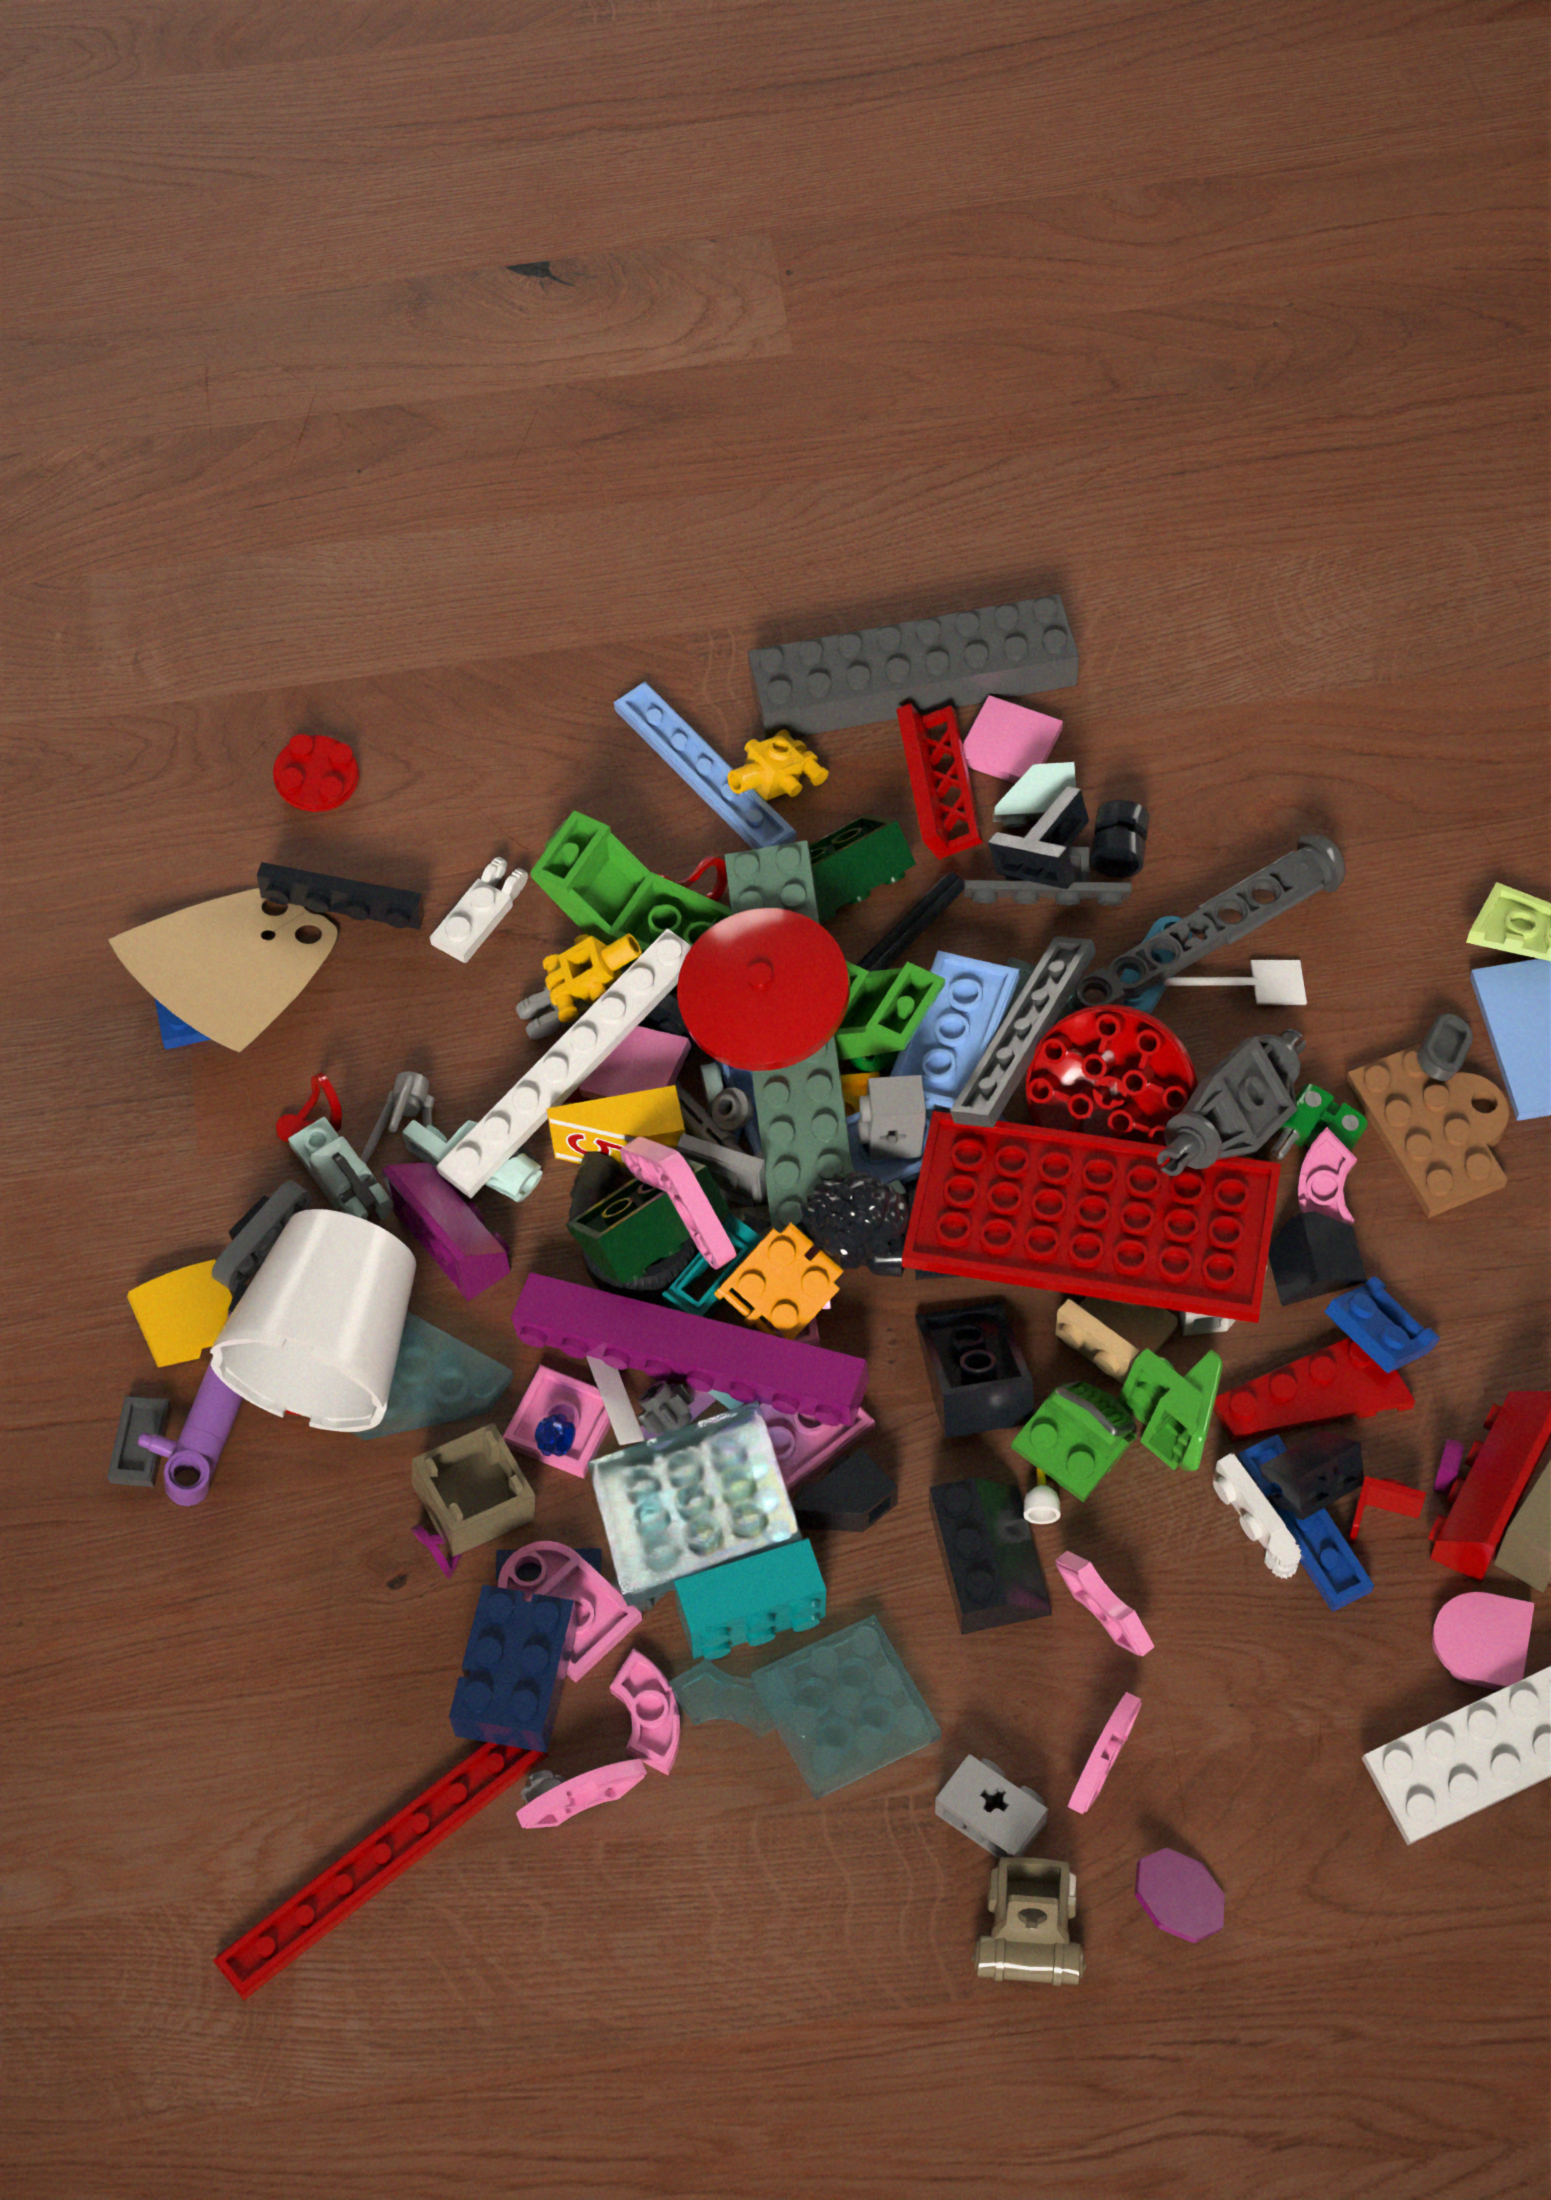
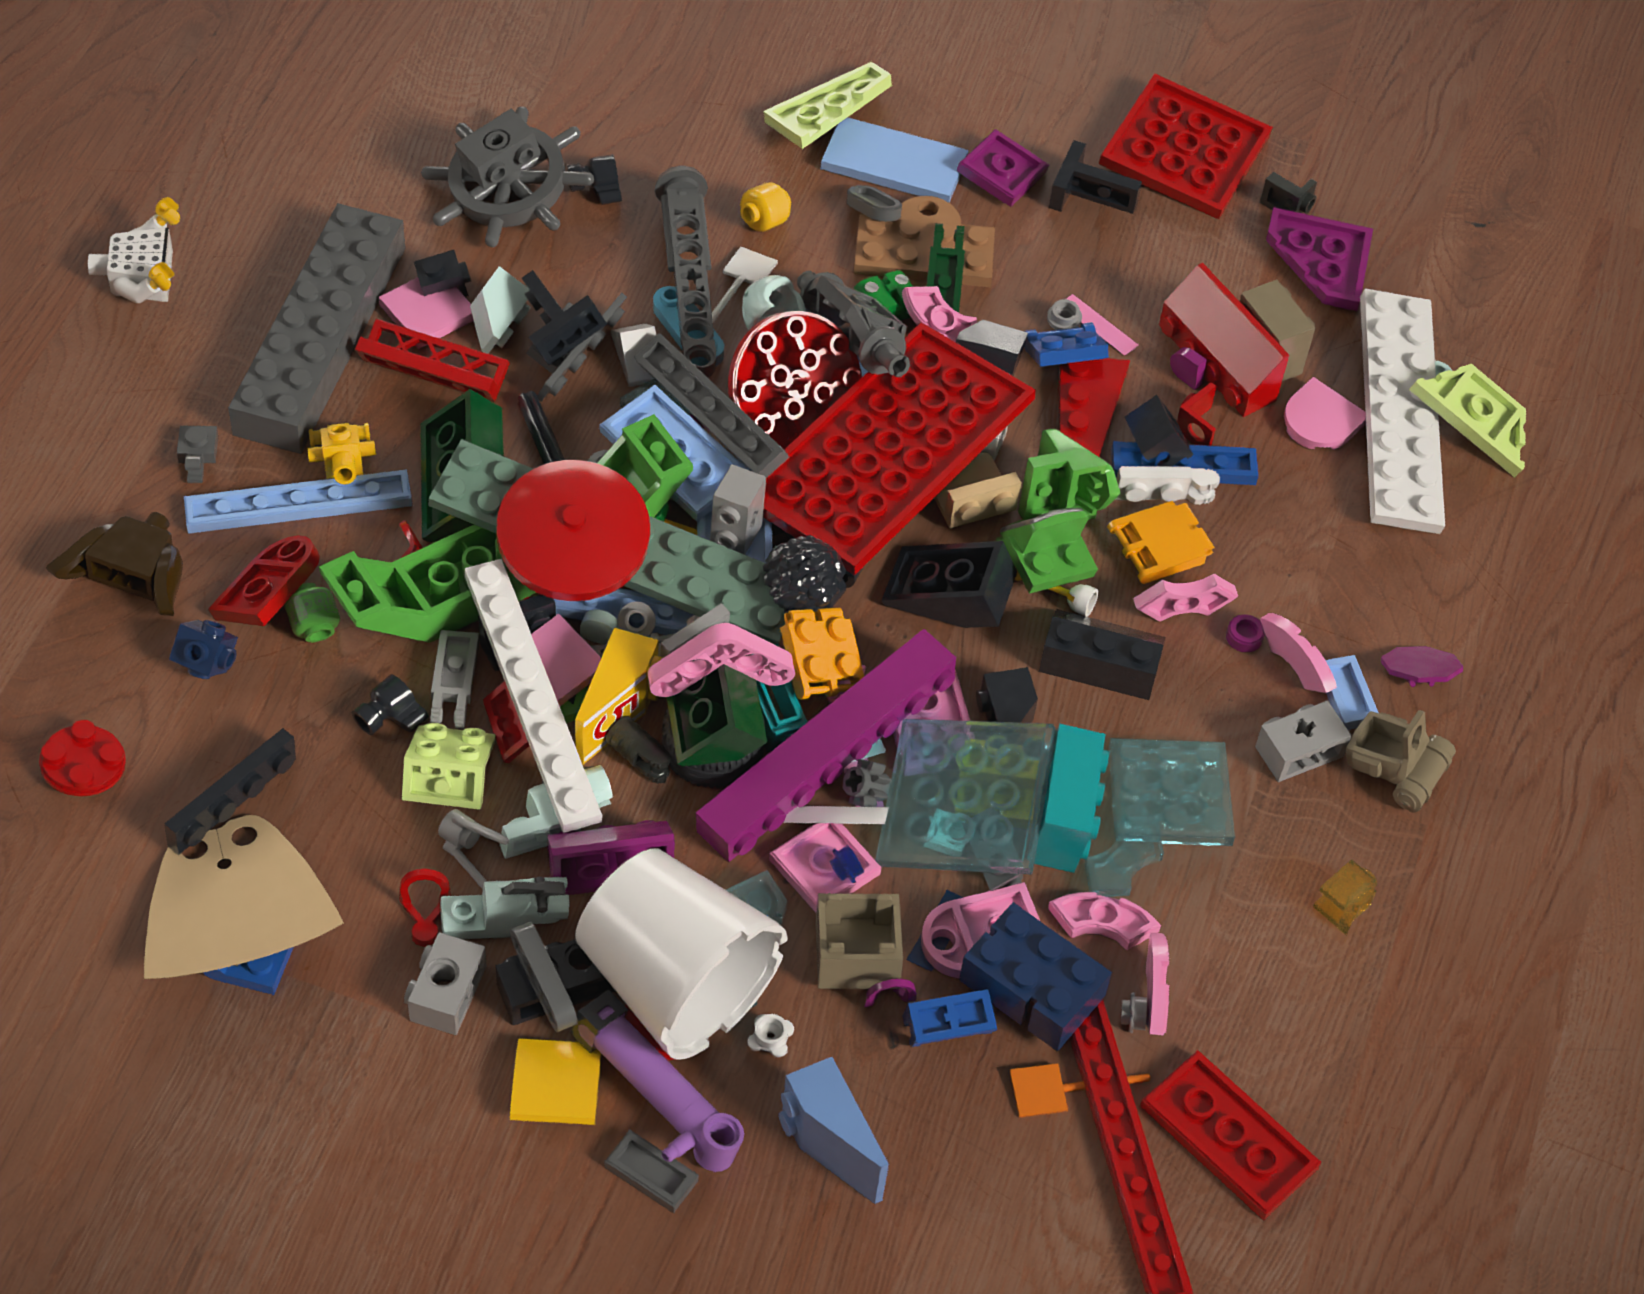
camera: 70 degrees left, 5 degrees down
(221, 1188) = (445, 1005): none -> light grey brick
(246, 1561) = (832, 1127): none -> medium blue slope
(332, 1457) = (771, 1024): none -> white plate
(411, 1745) = (1041, 1090): none -> orange piece
(428, 1615) = (950, 1017): none -> blue hinge
(454, 1952) = (1230, 1134): none -> red tile
(476, 1040) = (447, 766): none -> yellowish green bracket
(477, 788) = (204, 648): none -> dark blue brick
(478, 911) = (316, 710): white hinge -> none
(518, 963) = (391, 701): none -> black piece
(545, 682) = (127, 557): none -> dark brown torso
(586, 971) = (455, 643): yellow piece -> none
(591, 793) = (267, 582): none -> red tile
(708, 659) = (196, 447): none -> dark grey plate
(813, 1943) = (1346, 895): none -> clear yellow window
(890, 493) = (141, 258): none -> white torso
(1052, 728) = (442, 273): none -> black bracket
(1093, 924) = (628, 343): none -> white slope
(1100, 1834) = (1352, 696): none -> light blue tile
(1108, 1688) = (1245, 633): none -> magenta tile
(1120, 838) = (571, 281): black wheel -> none
(1177, 1548) = (1162, 540): none -> light orange plate
(1212, 1024) = (769, 297): none -> light aqua piece
(1220, 692) = (500, 162): none -> dark grey piece
(1291, 790) = (605, 178): none -> black piece
(1359, 951) = (765, 206): none -> yellow head
(1395, 1157) = (947, 266): none -> dark green hinge
(1435, 1297) = (1064, 315): none -> light grey plate
(1454, 1349) = (1104, 328): none -> bright pink sticker

